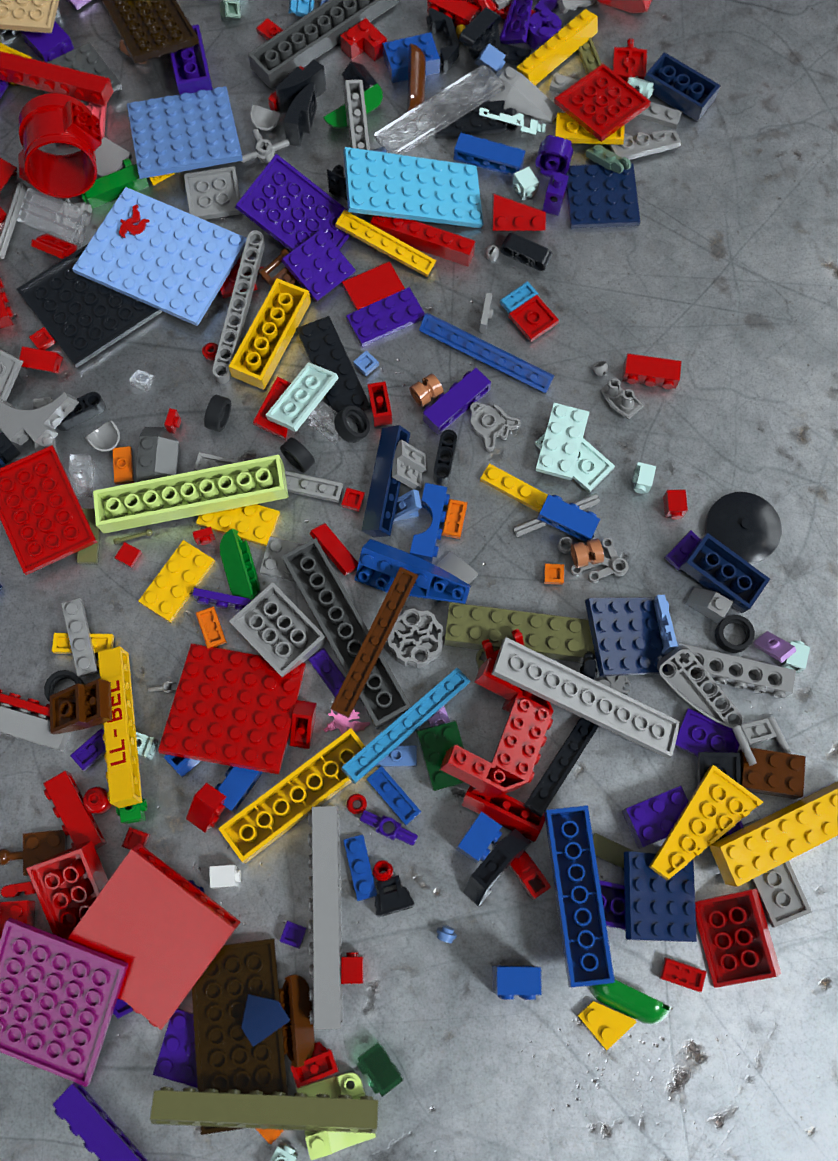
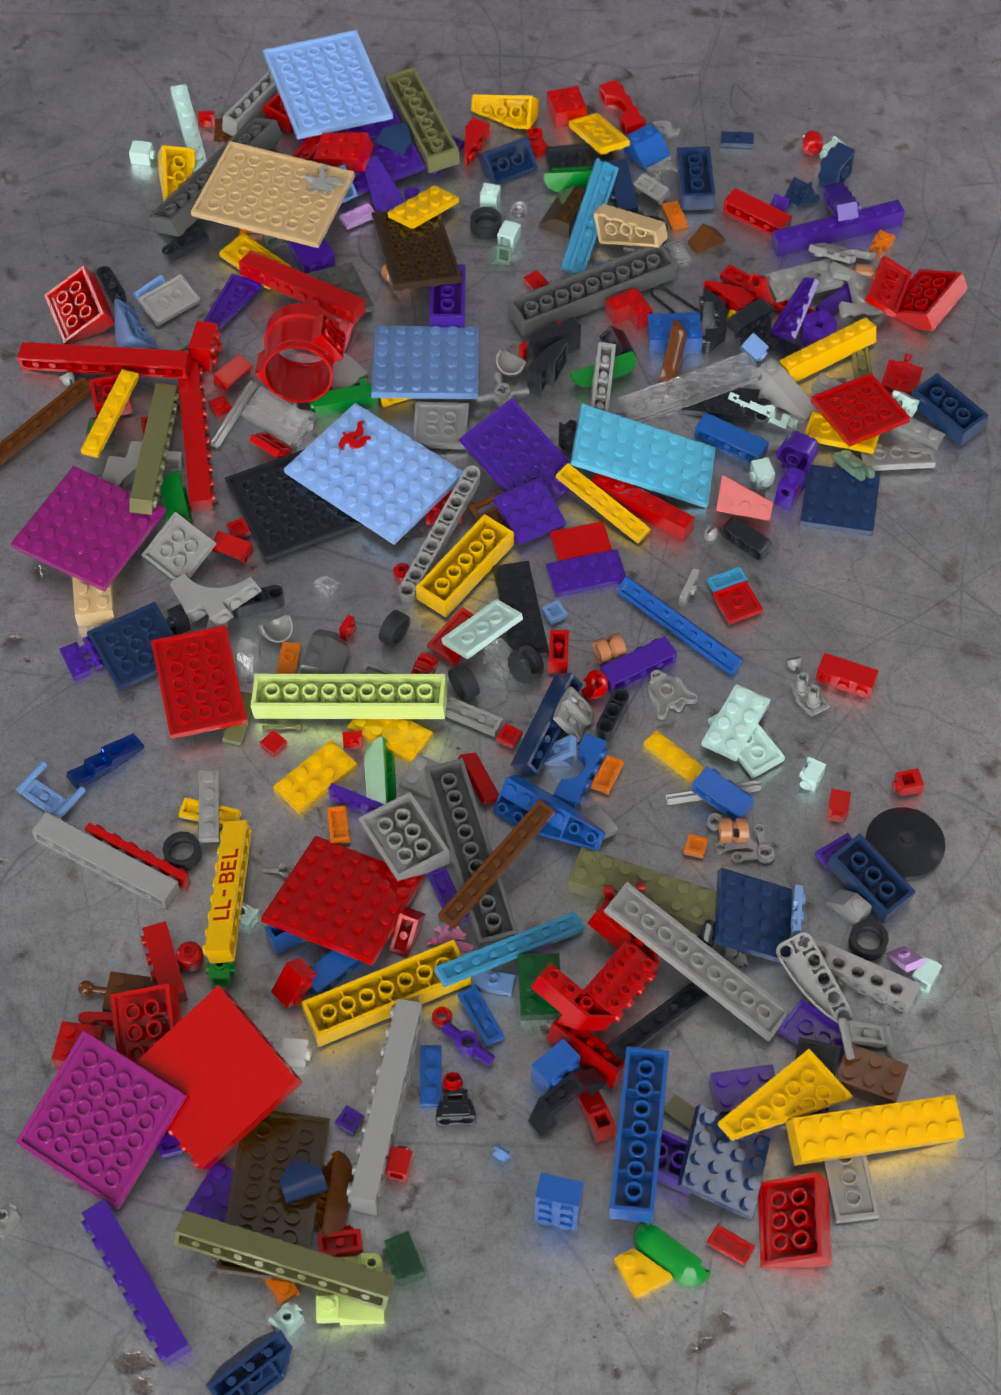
camera: 15 degrees right, 15 degrees down
(80, 707) = (196, 864): reddish brown slope -> none
(90, 751) = (193, 911): dark purple plate -> none
(256, 446) = (425, 664): none -> red gear
(402, 20) = (658, 286): none -> black piece
(422, 430) = (596, 685): none -> red hair
(431, 651) = (531, 868): light grey connector -> none
(736, 463) = (908, 782): none -> red brick

